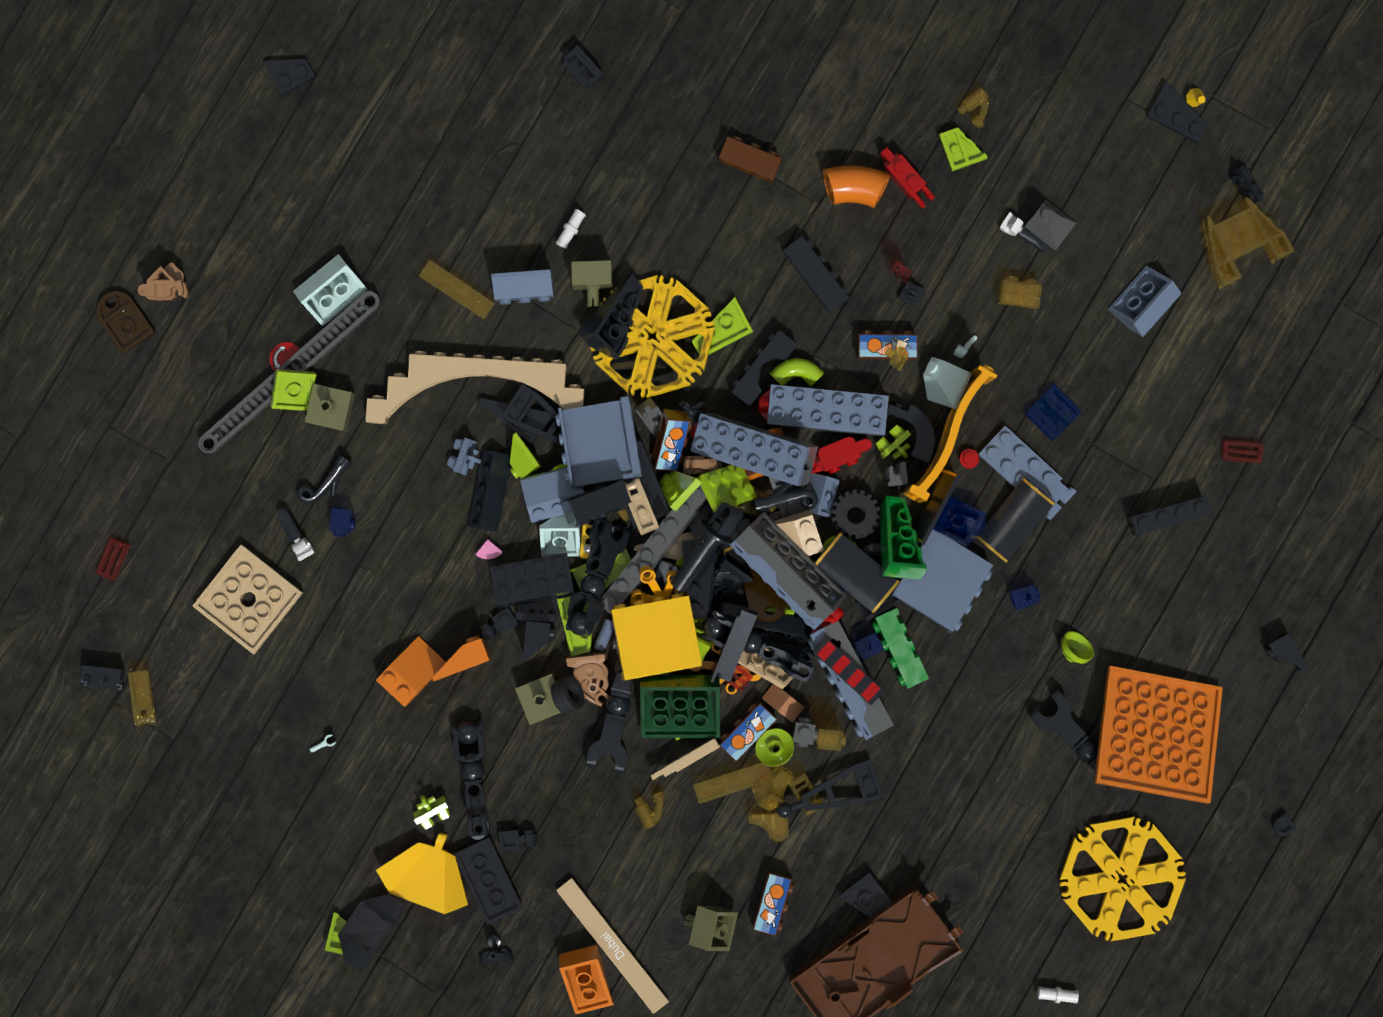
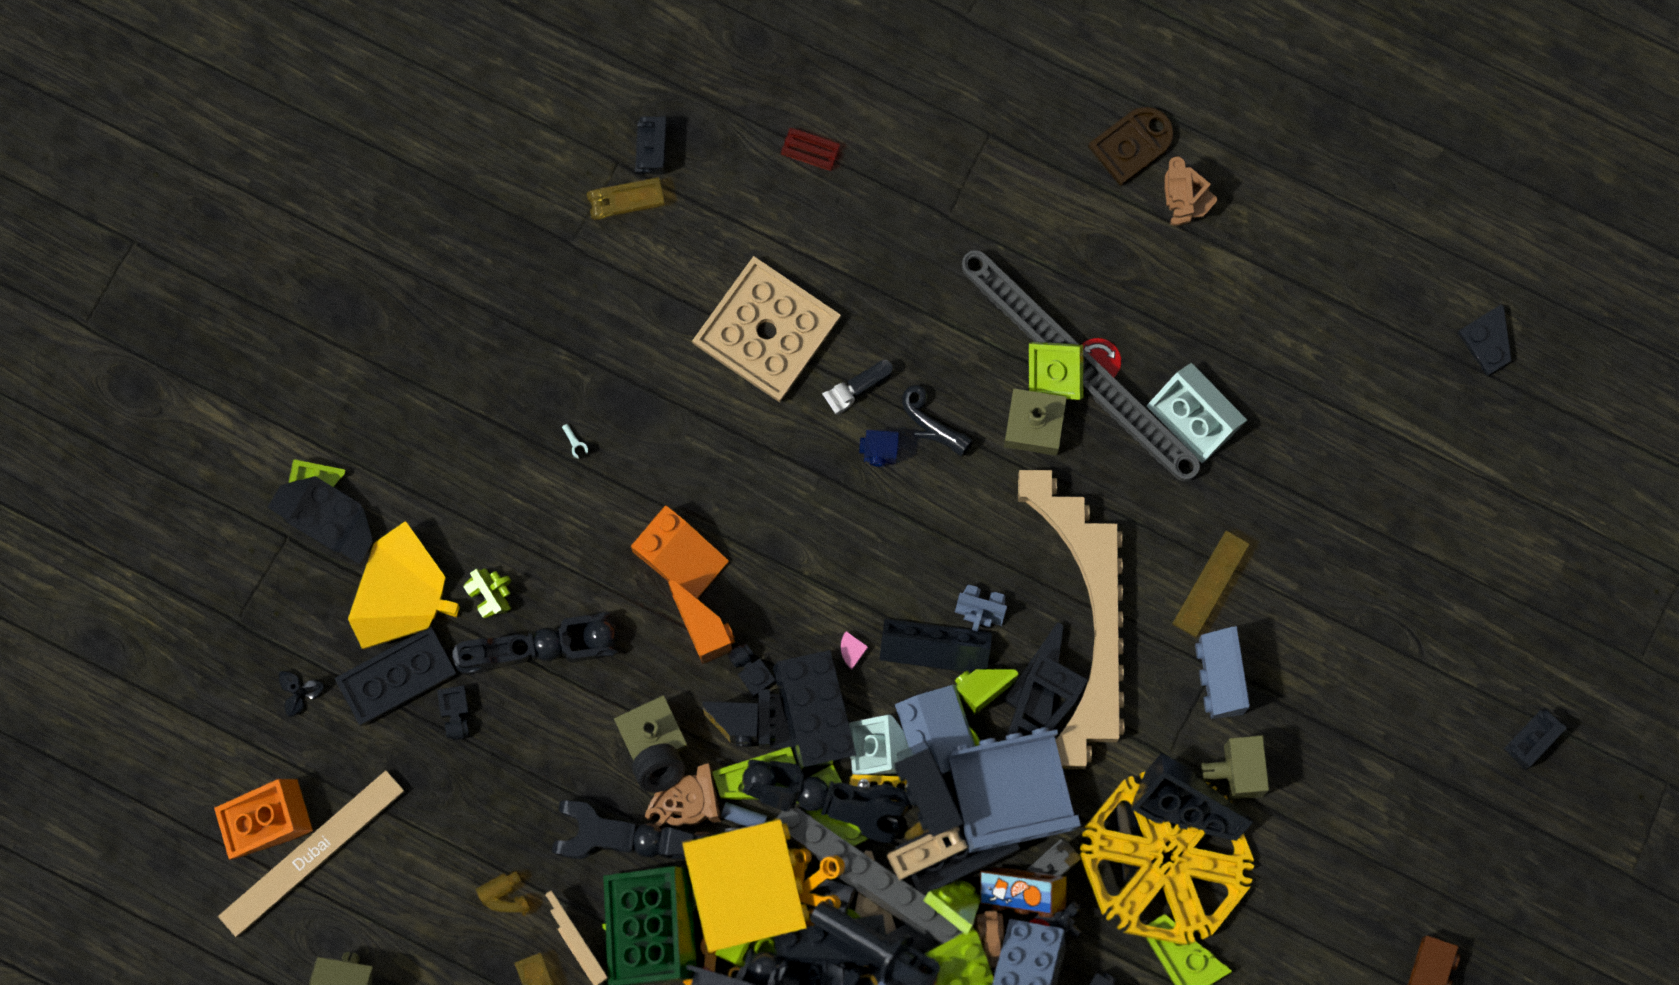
camera: 85 degrees right, 10 degrees down
(570, 229) = (1308, 735): white pin -> none

